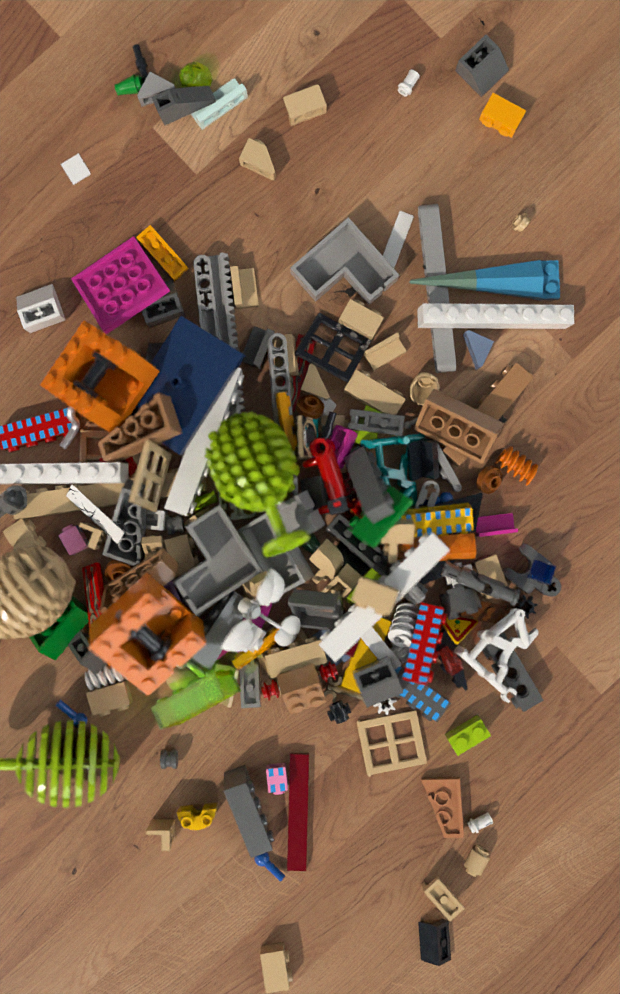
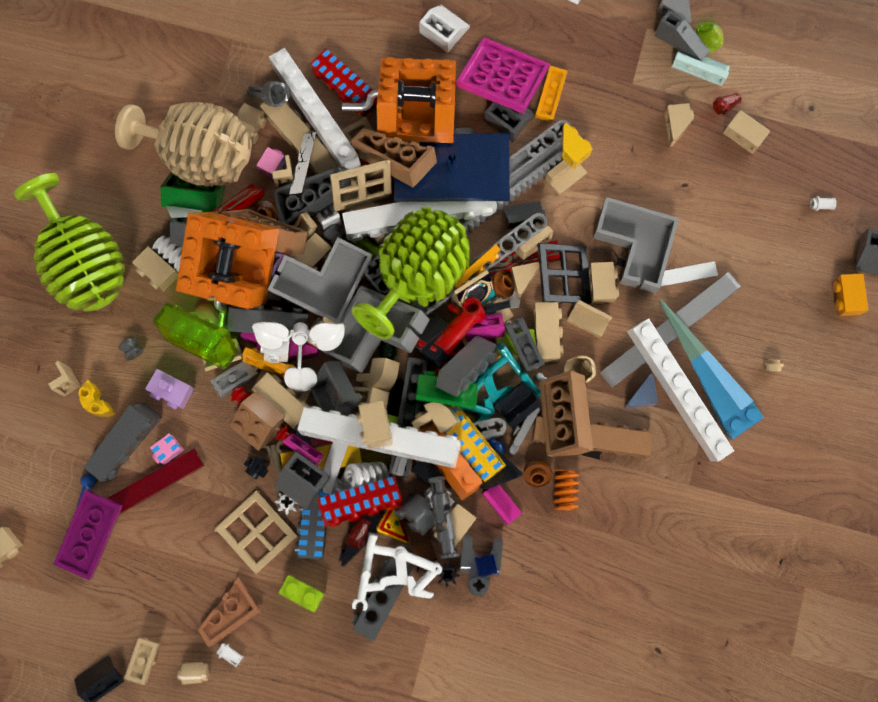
camera: 50 degrees right, 10 degrees down
(74, 646) = (176, 212): none -> white sticker
(76, 717) = (123, 246): blue bar -> none
(225, 746) = (170, 389): none -> lavender brick
(228, 266) = (573, 147): none -> yellow slope
(267, 104) = (726, 103): none -> clear red cone
(310, 884) = (88, 535): none -> magenta plate
(352, 665) = (304, 449): none -> dark pink slope

